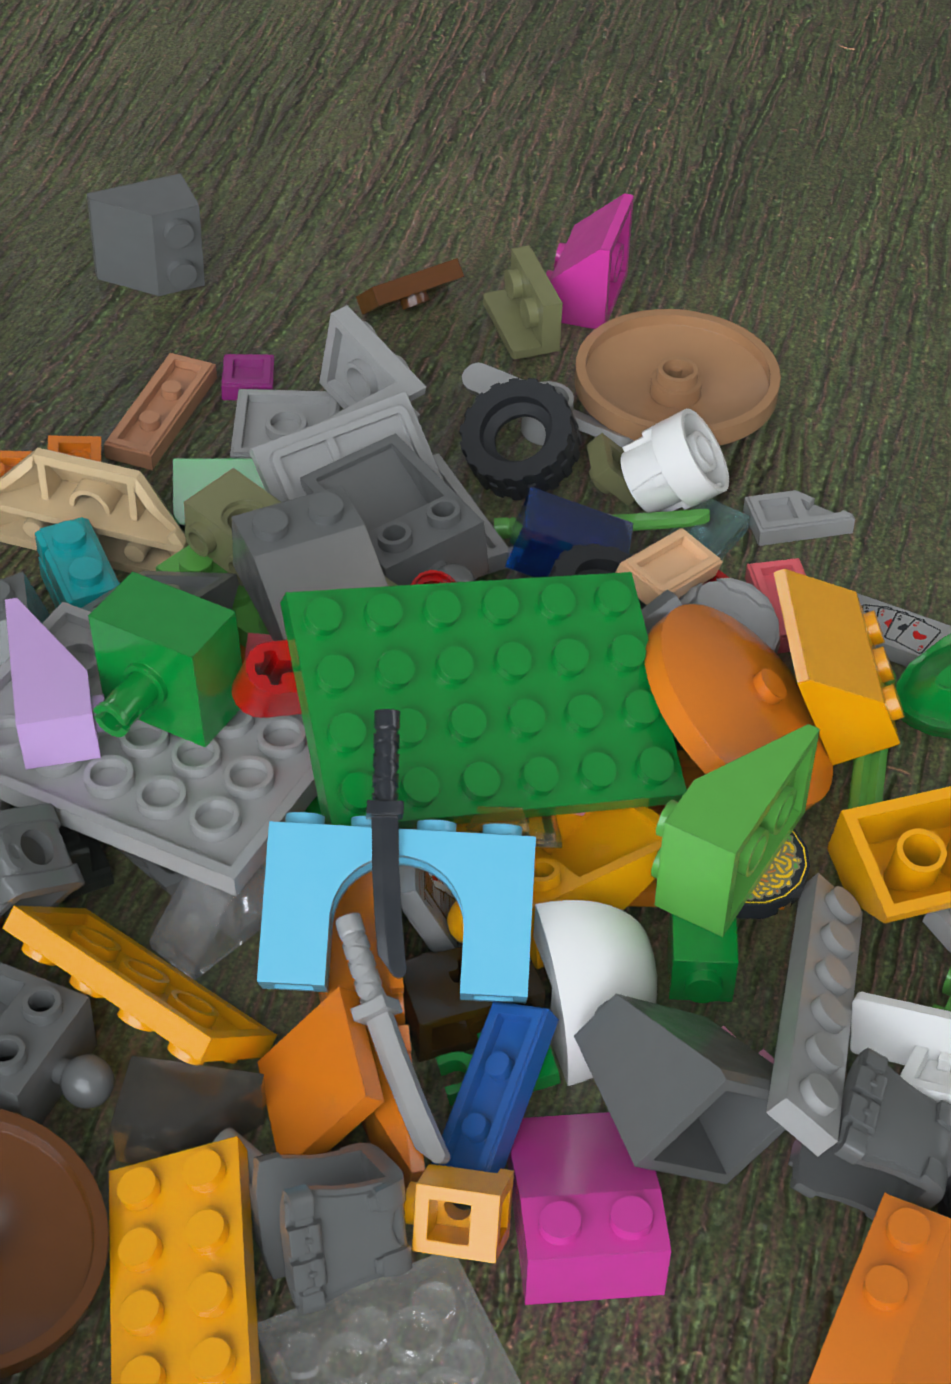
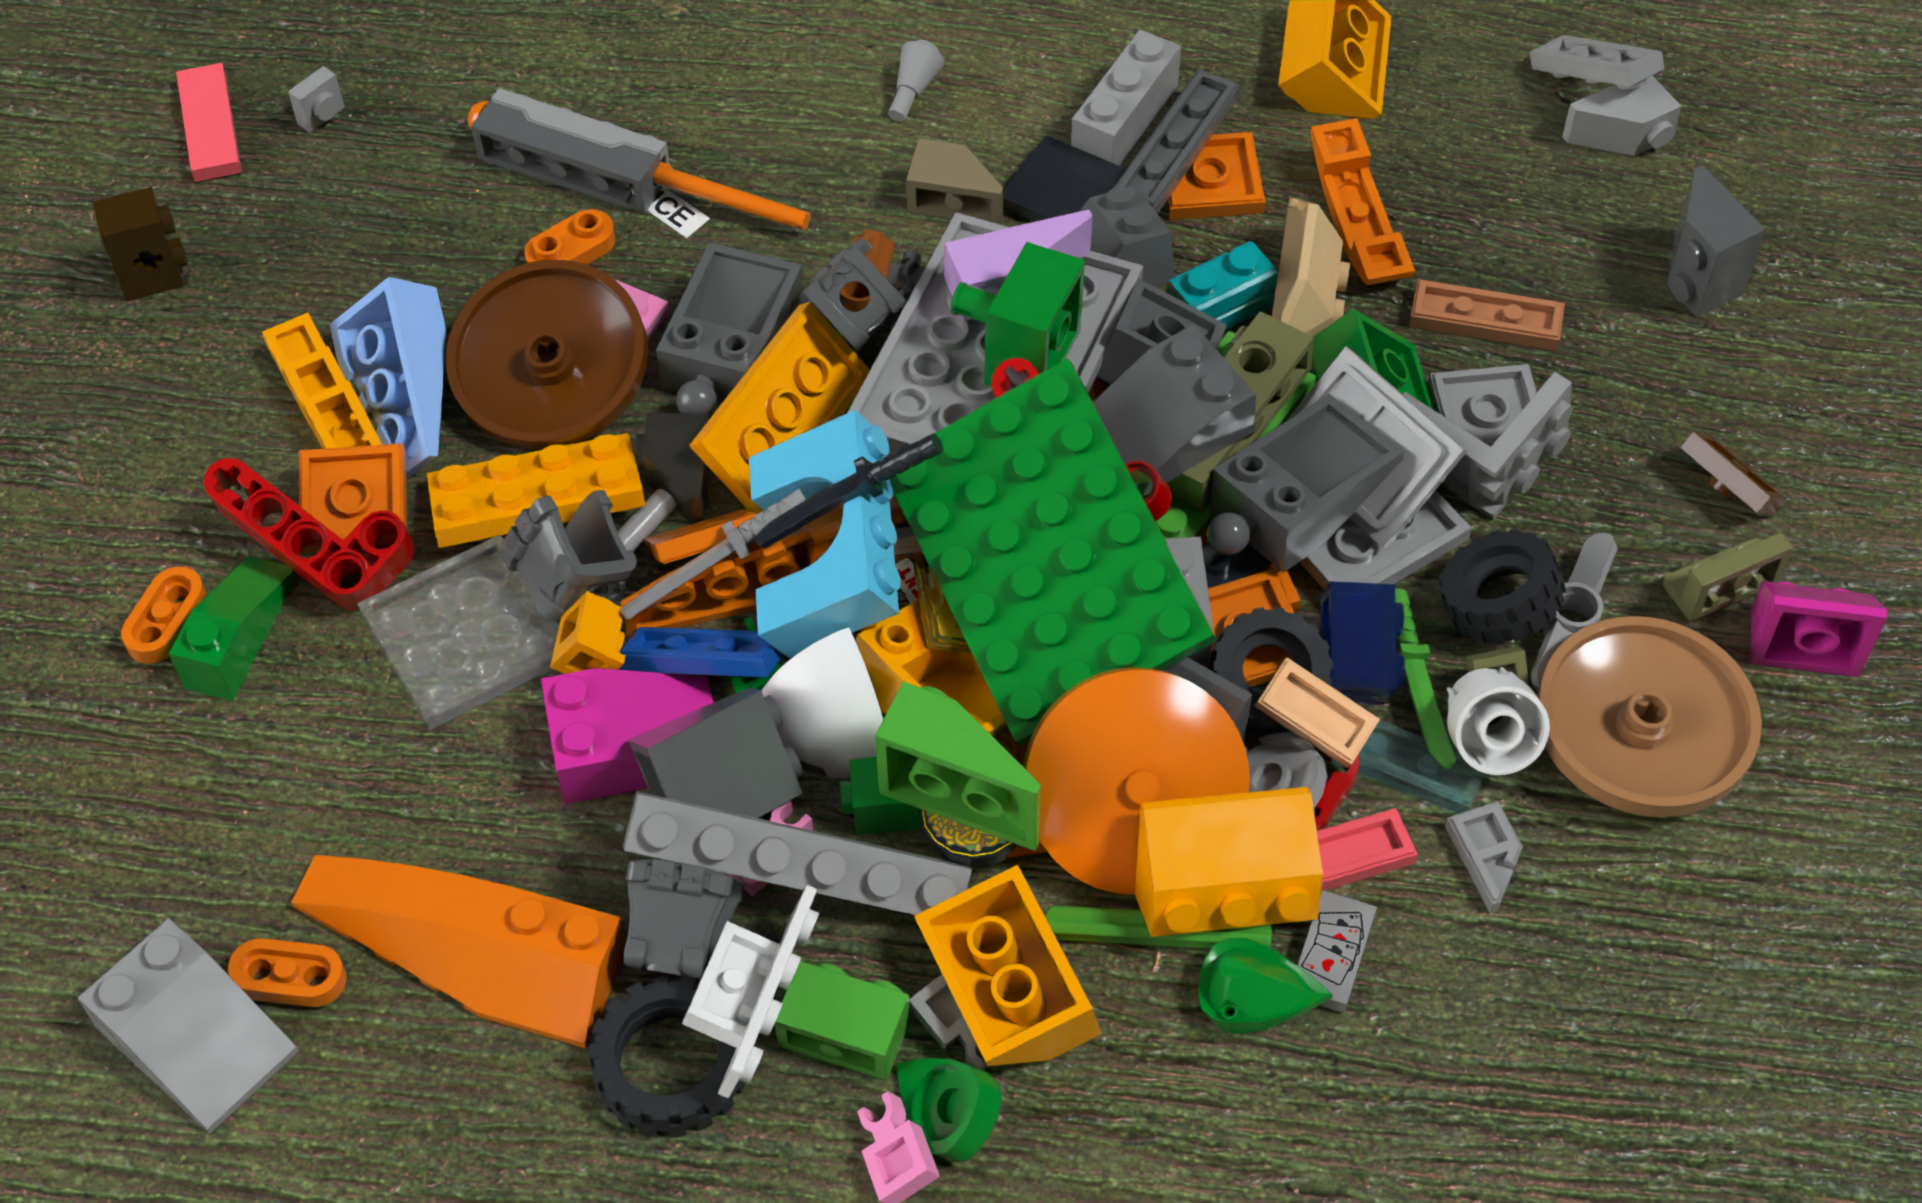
camera: 85 degrees right, 10 degrees up
(247, 372) = (1562, 360): magenta tile -> none

